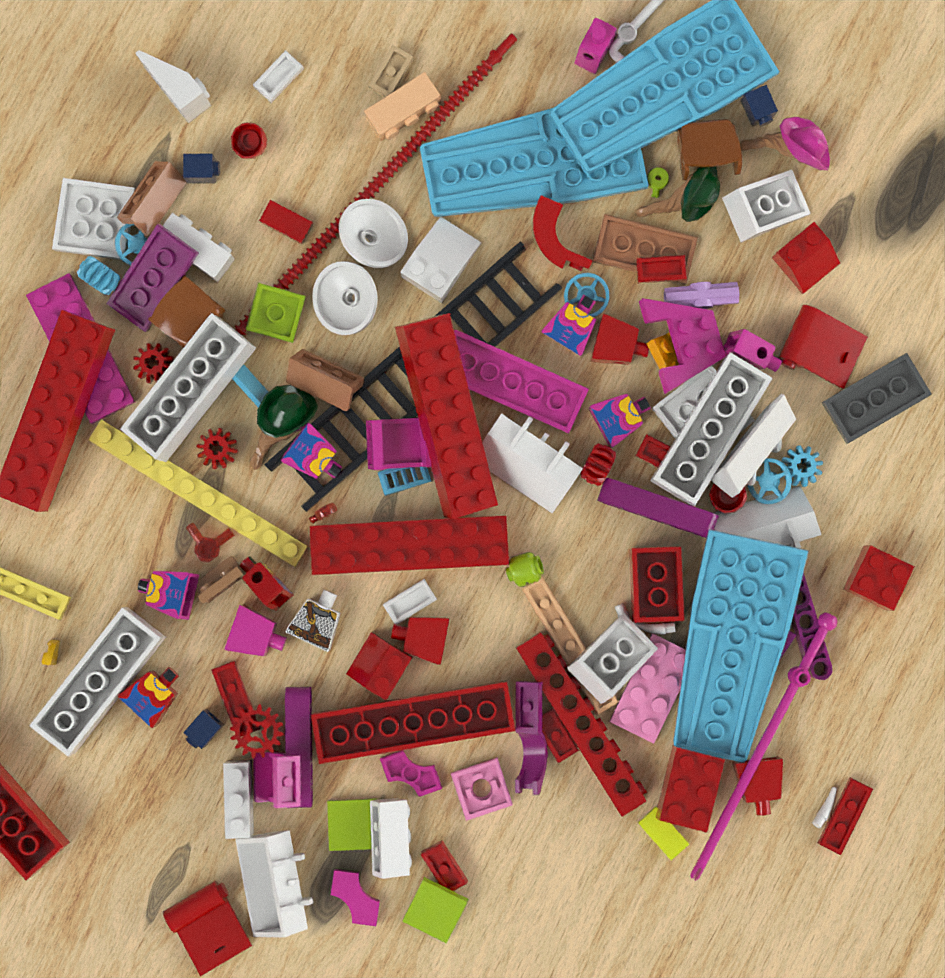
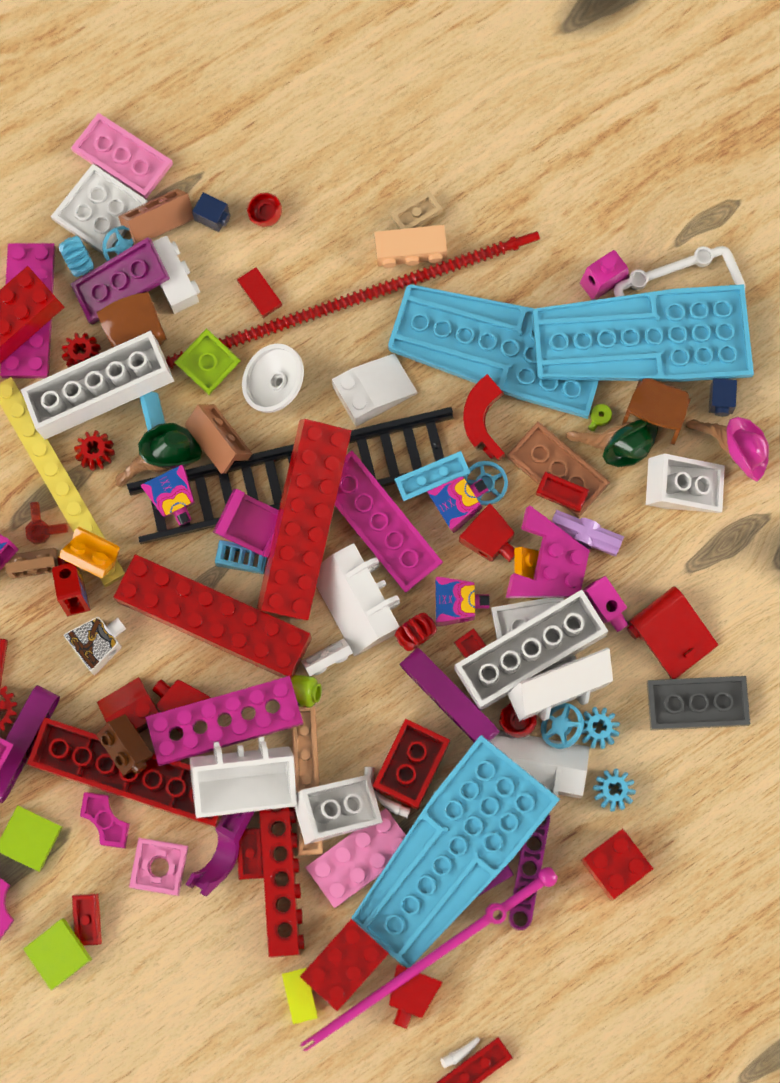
camera: 30 degrees right, 10 degrees down
(85, 155) = (122, 155): none -> bright pink plate
(184, 92) = (232, 144): white slope -> none
(253, 633) = (35, 624): dark pink torso -> none
(268, 546) = (90, 553): none -> light orange bracket
(278, 76) = (319, 170): white tile -> none
(323, 512) = (155, 552): clear red piece -> none
(380, 226) = (334, 329): white dish -> none
(390, 838) = (54, 866): white brick -> none
(399, 704) = (124, 745): none -> reddish brown brick
(409, 601) = (187, 668): white tile -> none
(473, 651) = (211, 709): none -> dark pink plate
(520, 678) = (243, 780): none -> white piece
(530, 527) = (332, 654): none -> white plate
(538, 315) = (432, 476): none -> medium azure plate
(807, 258) = (698, 547): red slope -> none
(852, 512) = (611, 781): none -> medium azure gear

